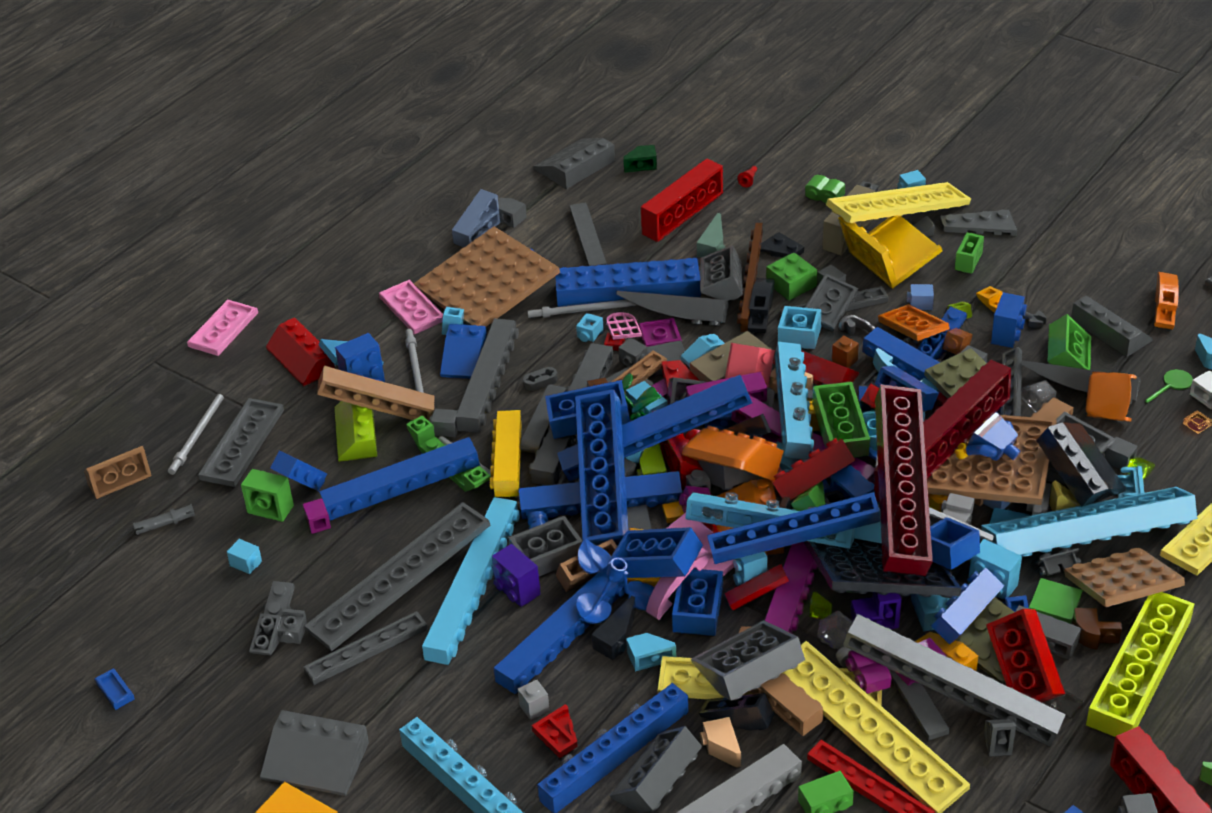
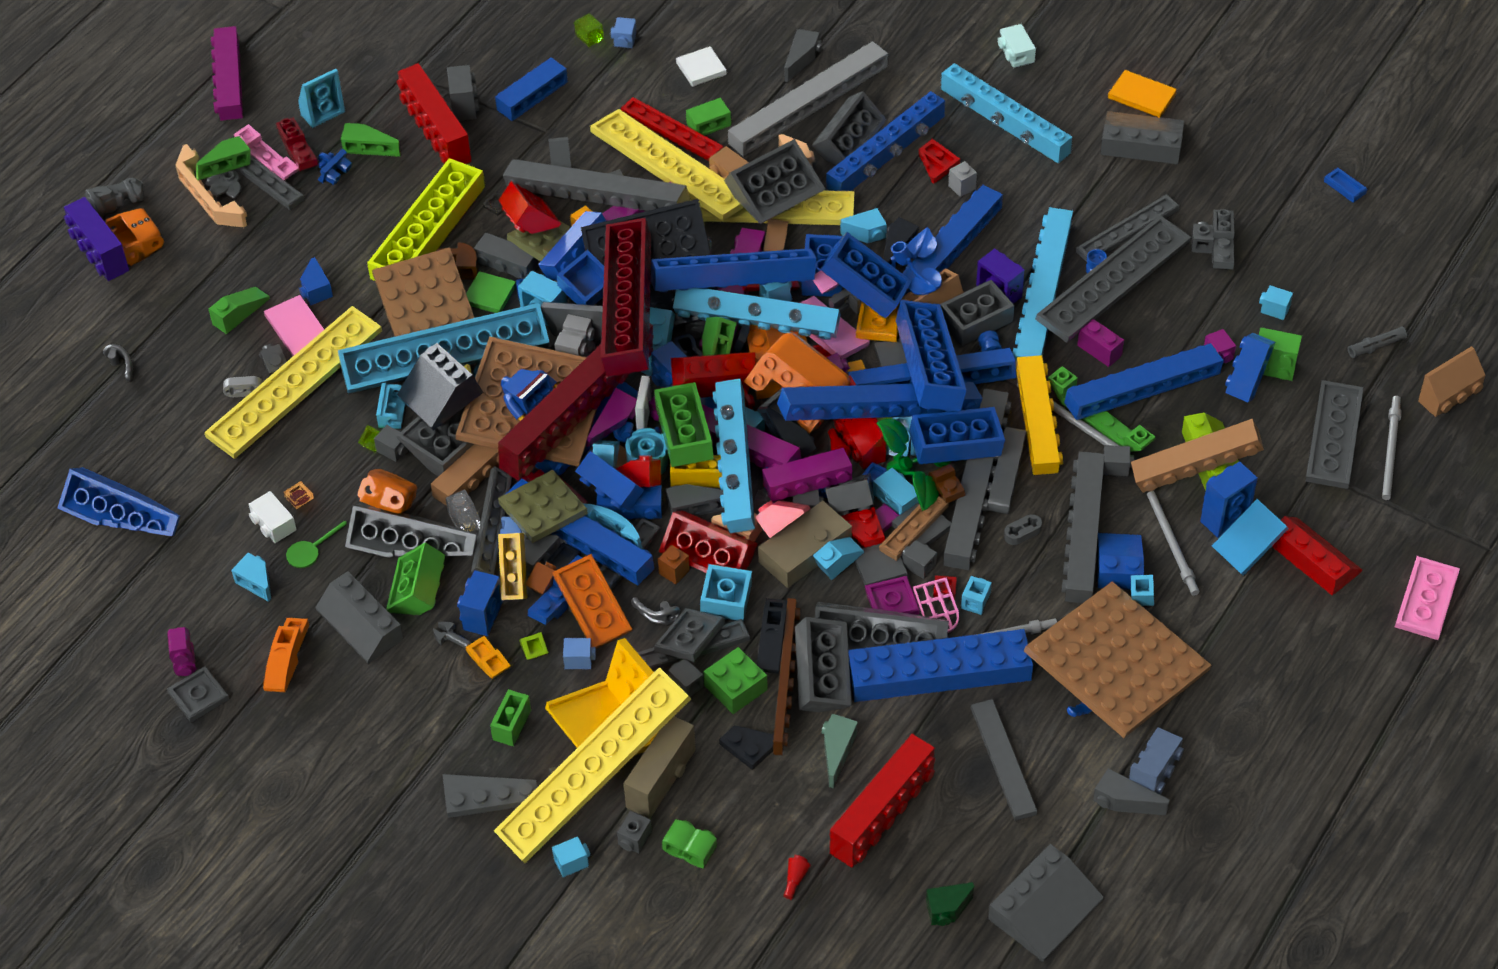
camera: 175 degrees right, 10 degrees up
(411, 306) = (1205, 634): bright pink tile -> none
(411, 601) = (1094, 258): none -> blue wheel
(424, 515) = (1100, 342): none -> magenta brick
(985, 336) = (512, 566): none -> yellow brick

